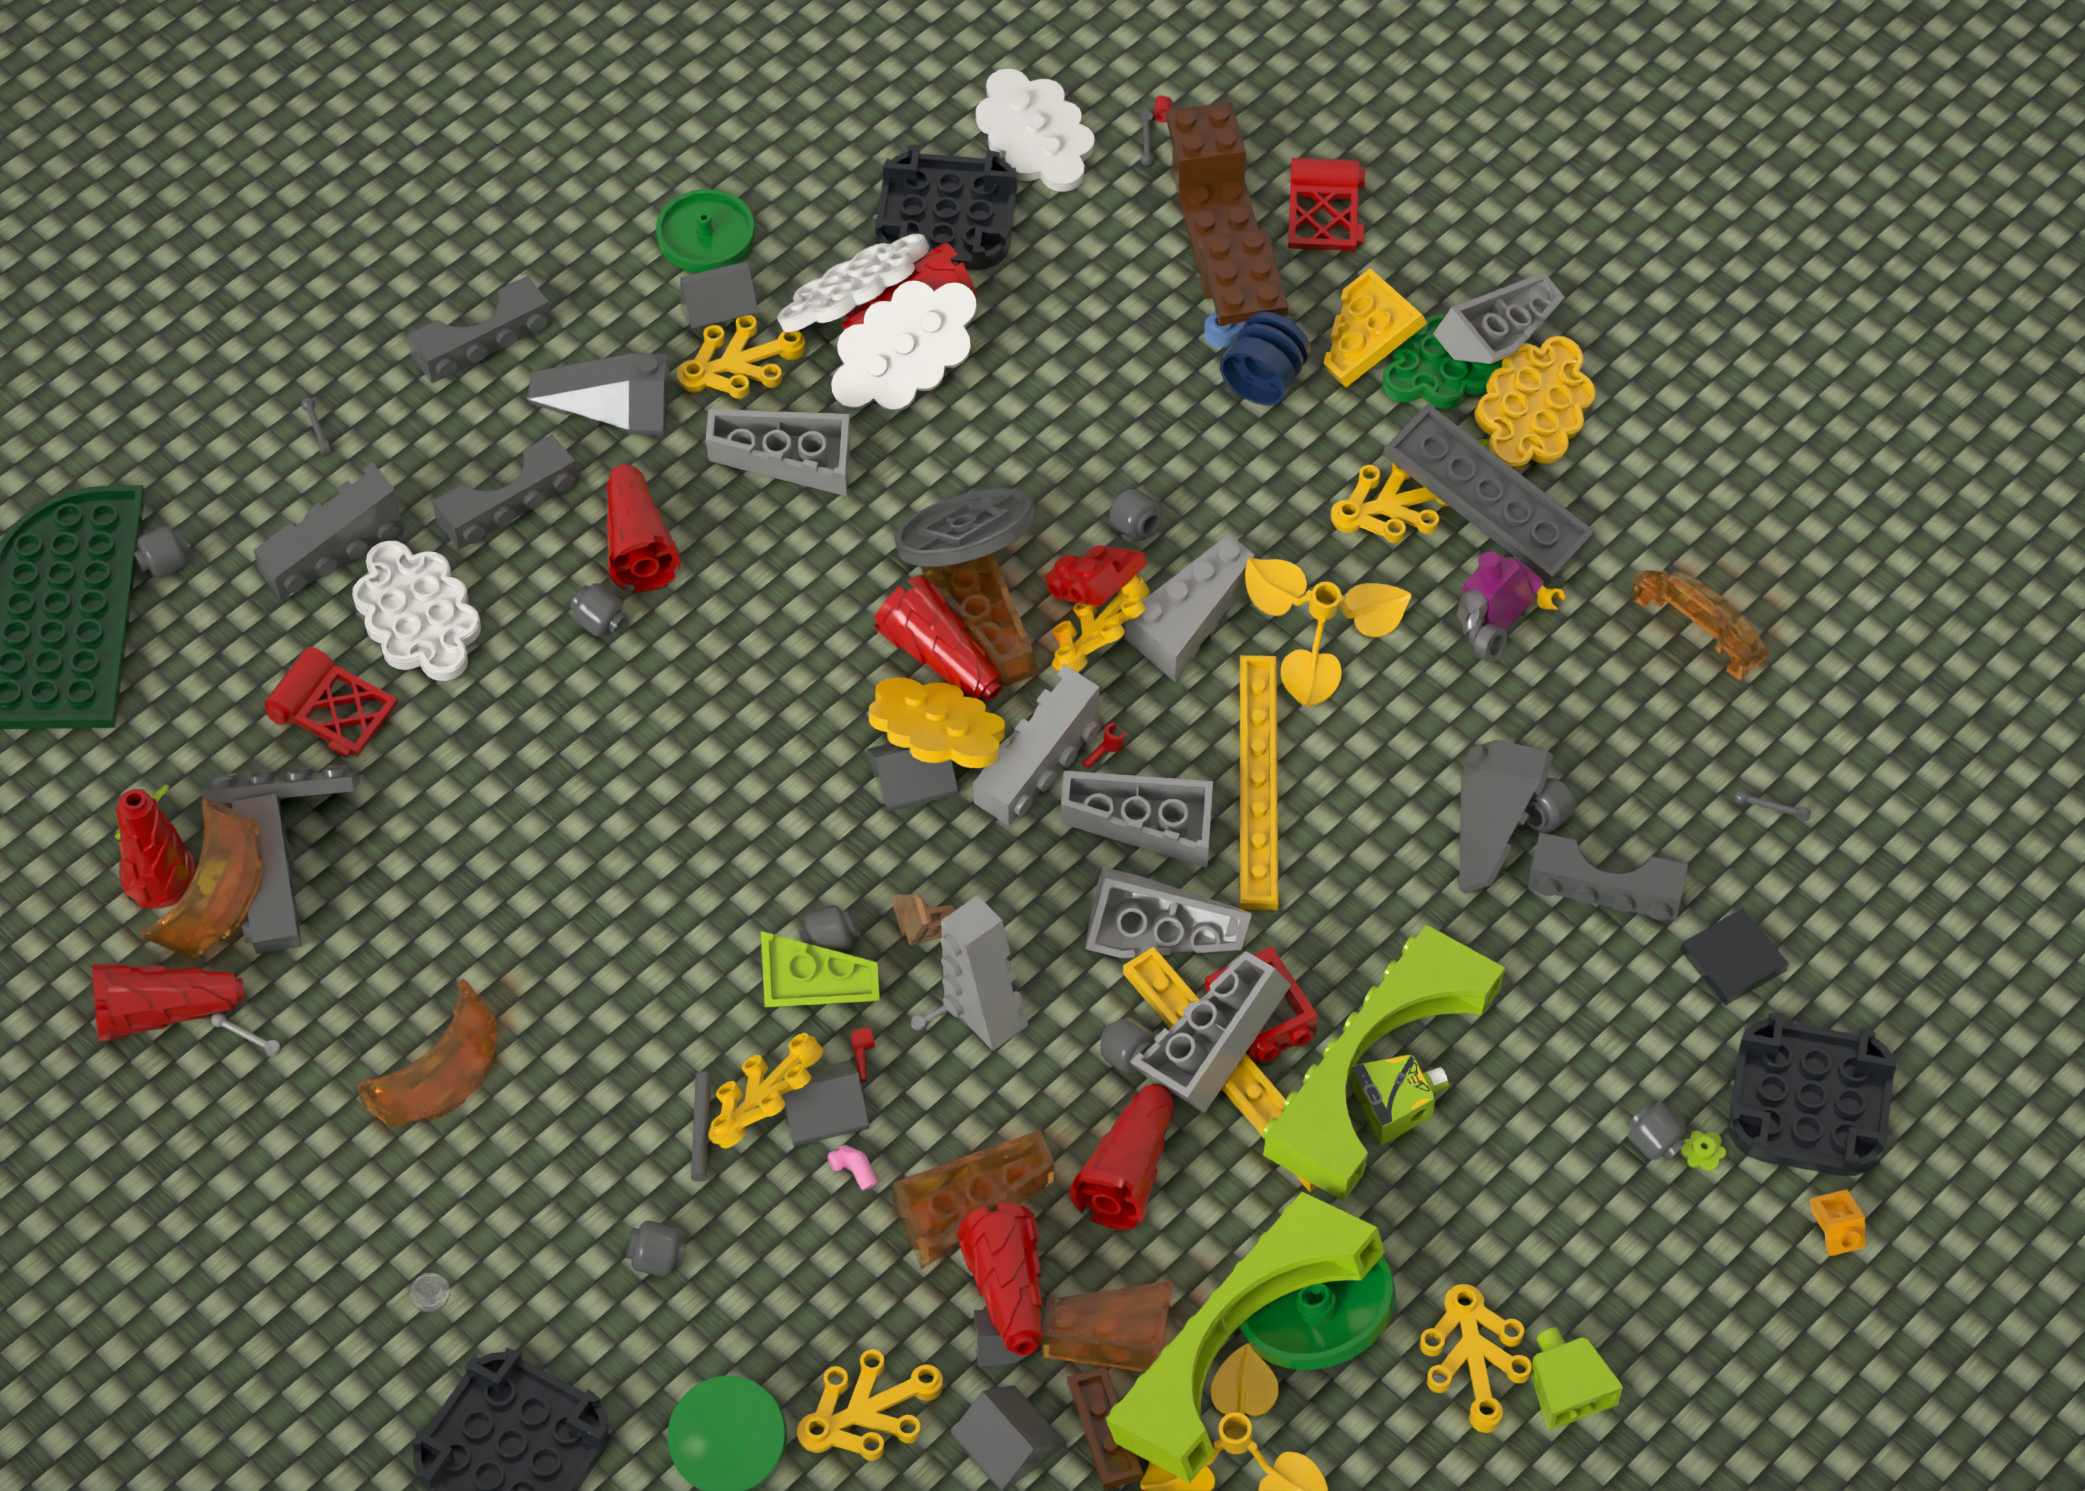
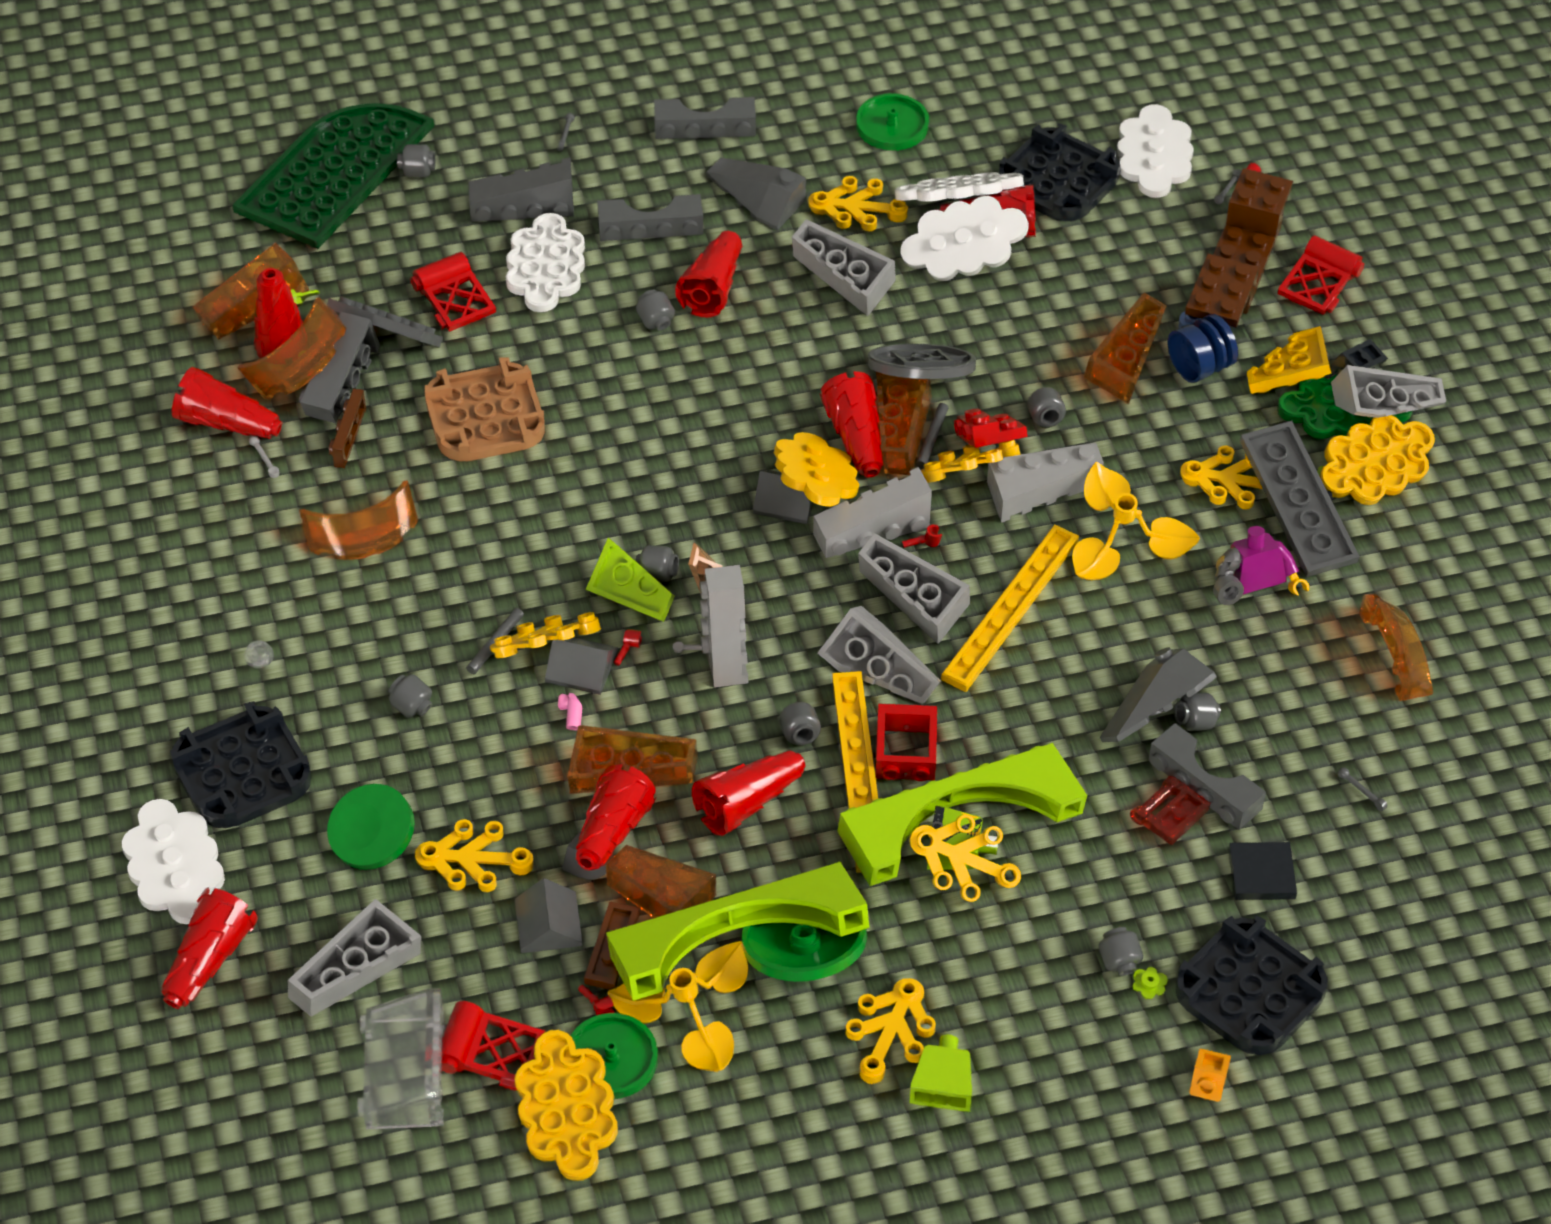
camera: 30 degrees right, 5 degrees down
(78, 829) = (234, 301): none -> clear orange wedge
(328, 946) = (347, 428): none -> reddish brown plate
(479, 840) = (485, 411): none -> medium nougat tile
(717, 295) = (866, 157): dark grey slope -> none
(1026, 611) = (932, 435): none -> dark grey bar
(1181, 404) = (1123, 353): none -> clear orange wedge
(1215, 1032) = (855, 736): light grey wedge -> none
(1419, 1112) = (960, 855): none -> yellow plant
(1443, 290) = (1362, 355): none -> black hinge
(1607, 936) = (1176, 816): none -> clear red plate

